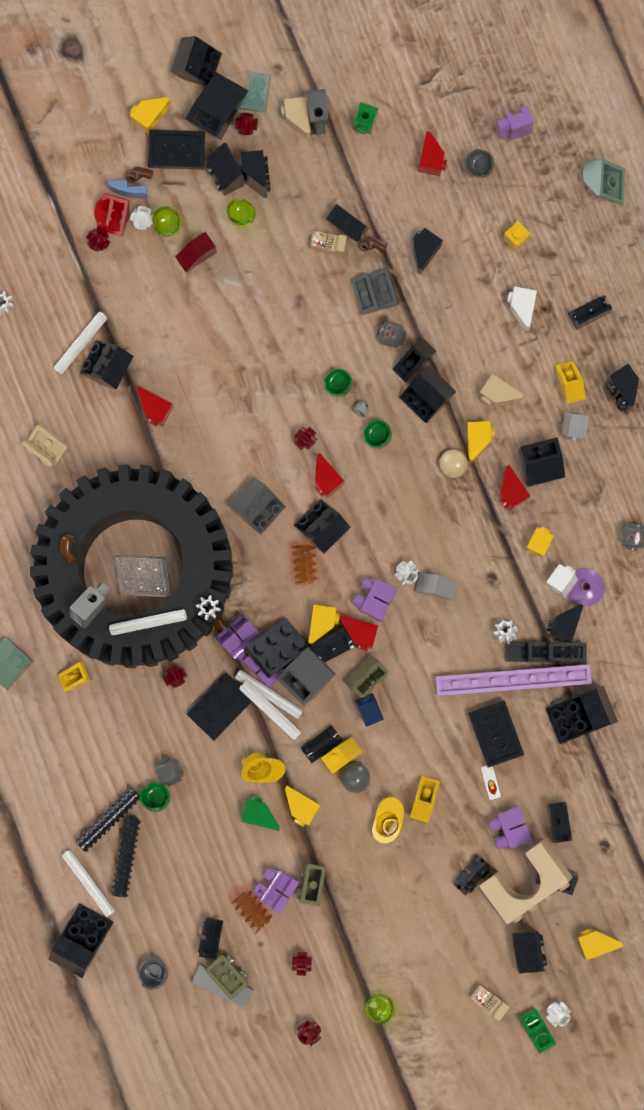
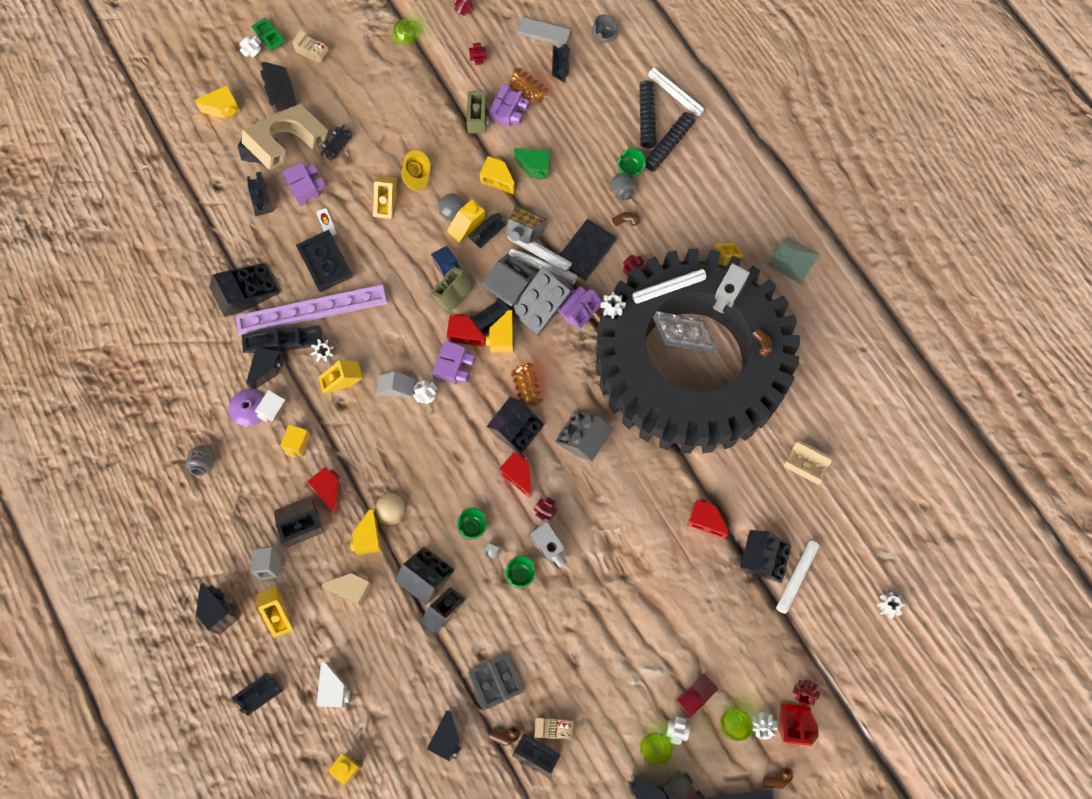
camera: 170 degrees right, 10 degrees down
(80, 940) = (672, 46): black slope -> none
(121, 187) = (791, 758): medium blue slope -> none
(171, 737) = (626, 216): none -> reddish brown arm
(219, 225) = (678, 730): none -> white gear
(227, 976) = (540, 36): olive bracket -> none
(261, 769) = (540, 201): yellow piece -> none
(282, 737) = (525, 225): none -> dark grey torso
(309, 404) = (541, 537): none -> light grey torso
(391, 334) = (470, 634): dark grey head -> none
(490, 601) = (340, 376): none -> yellow slope

